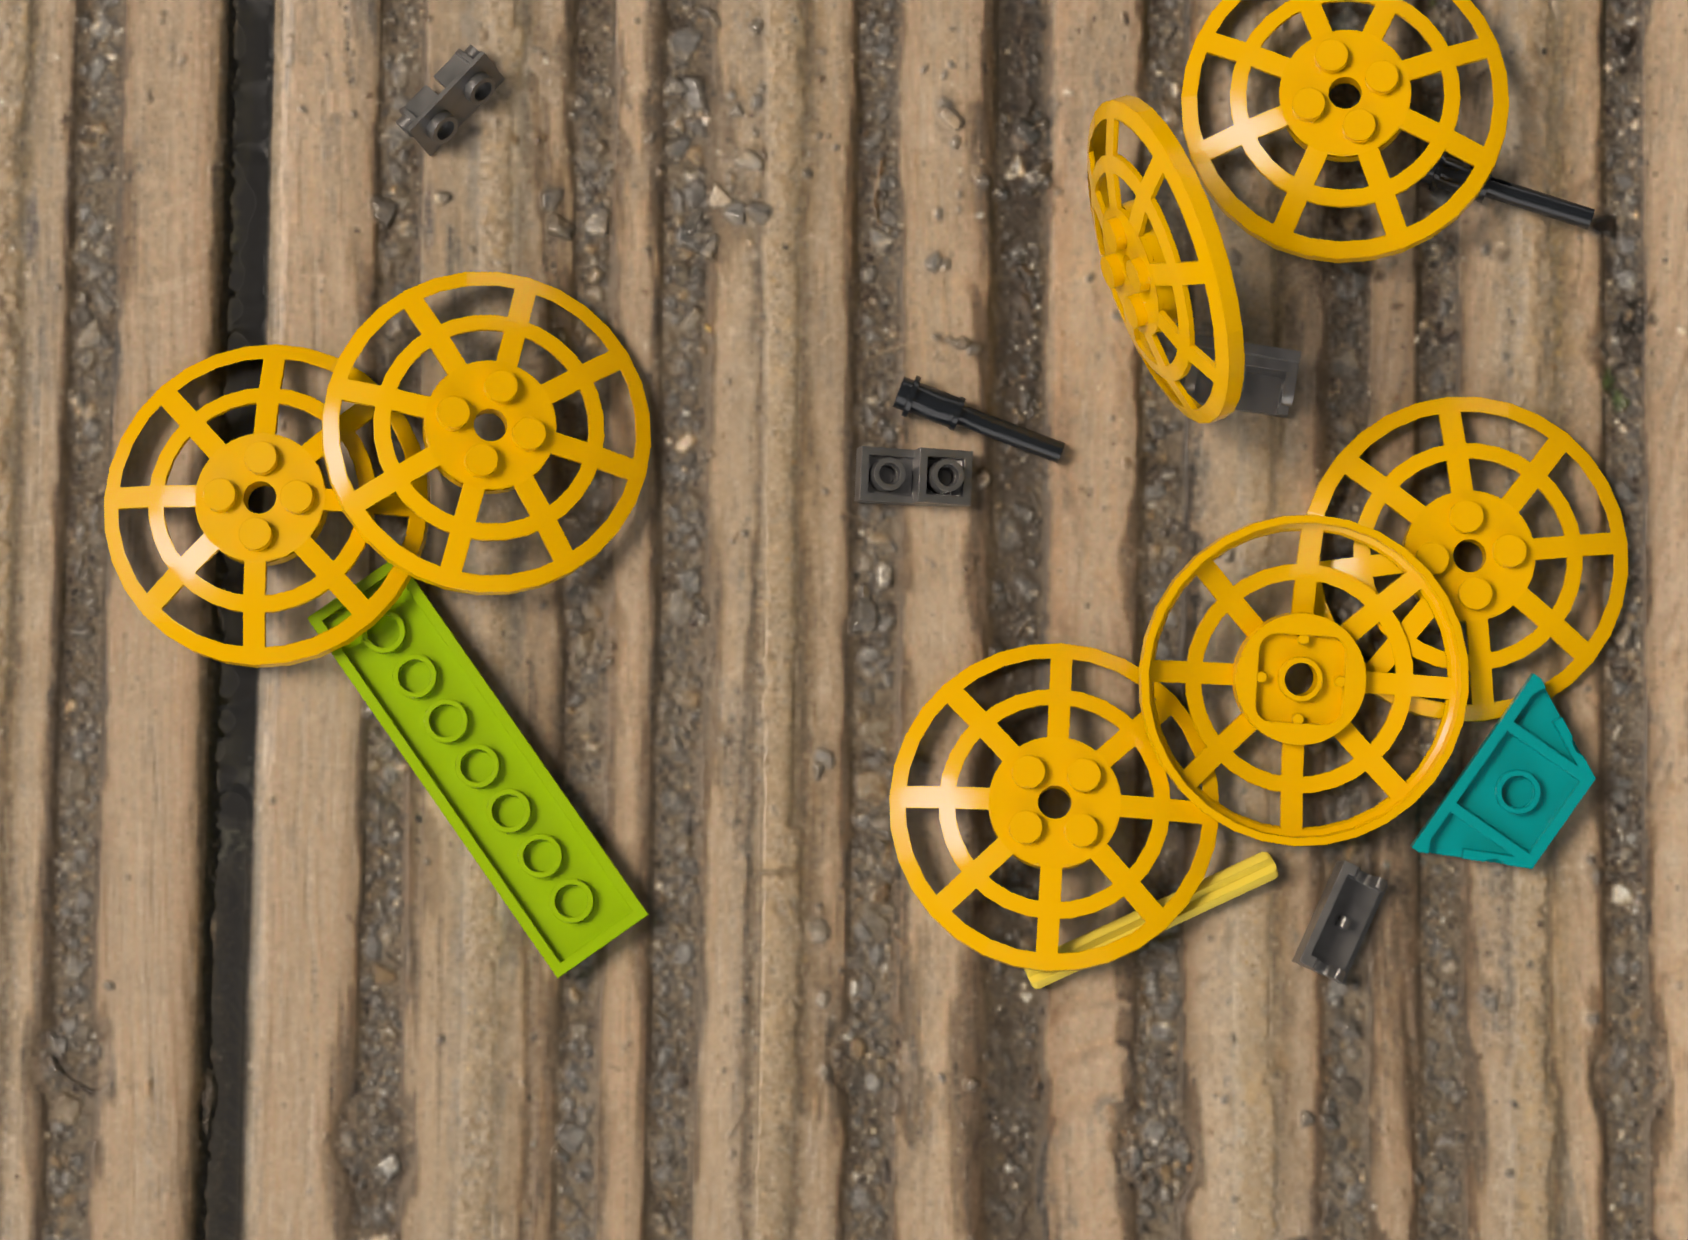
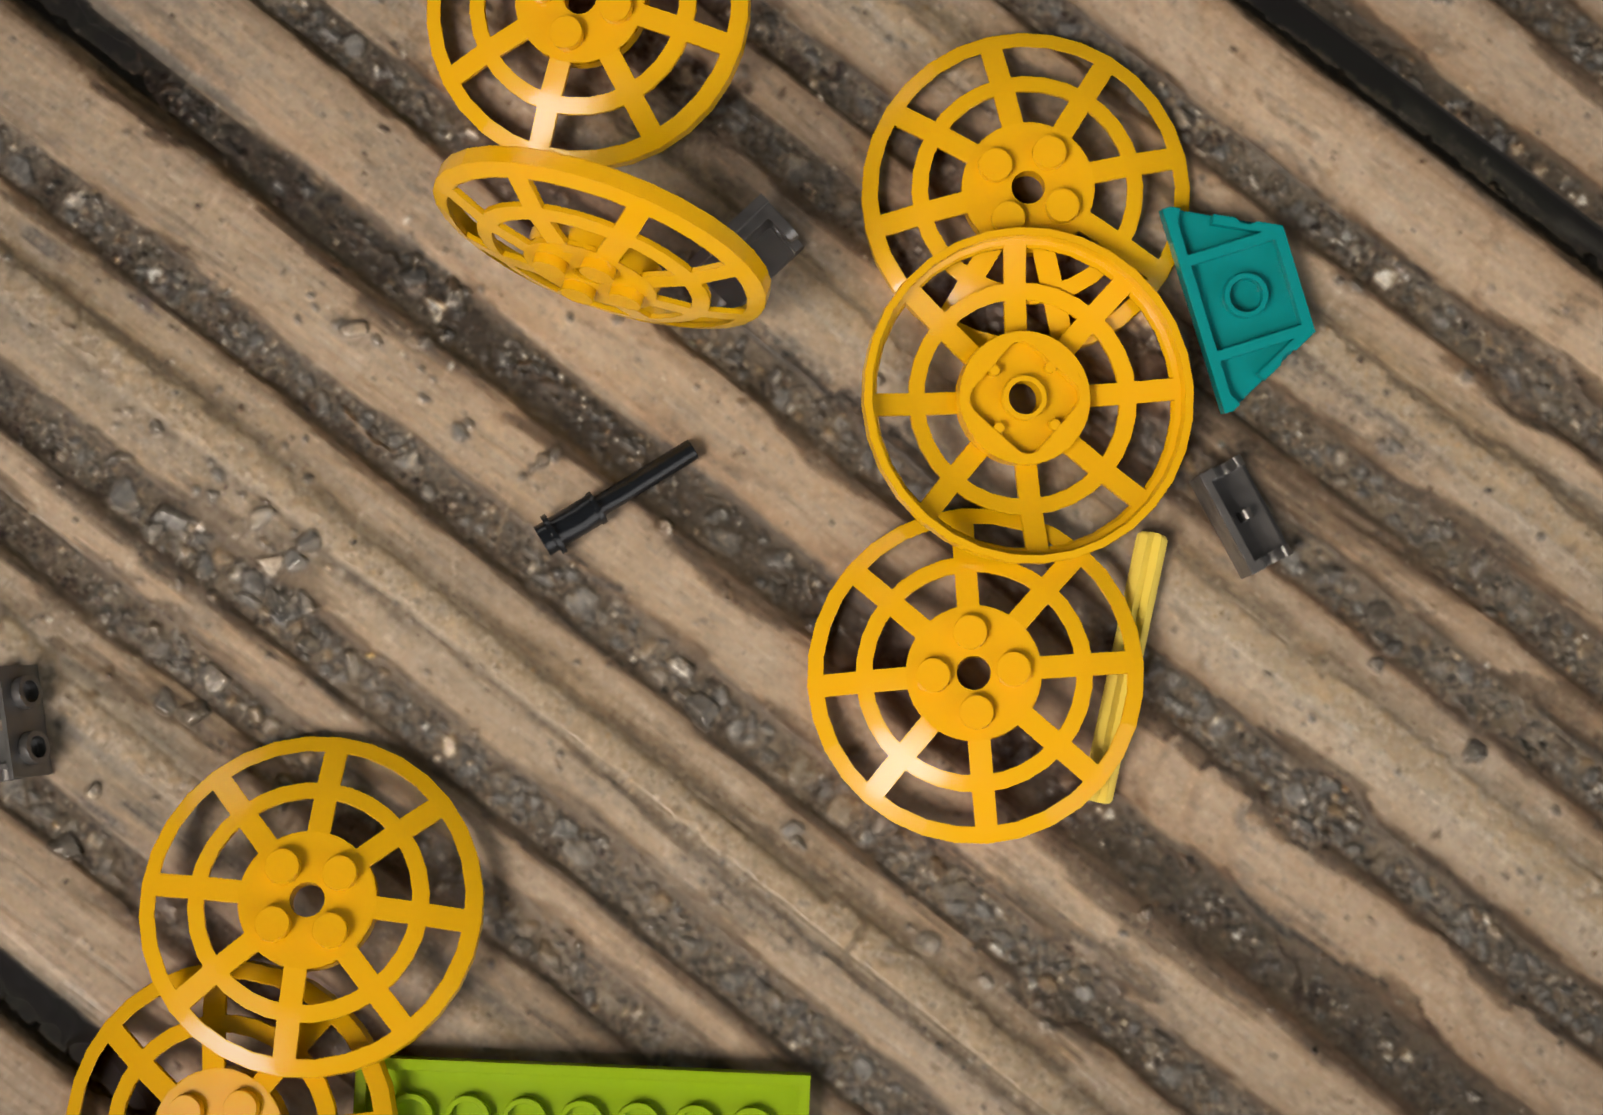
camera: 50 degrees left, 0 degrees up
(913, 476) = (620, 582): flat silver slope -> none

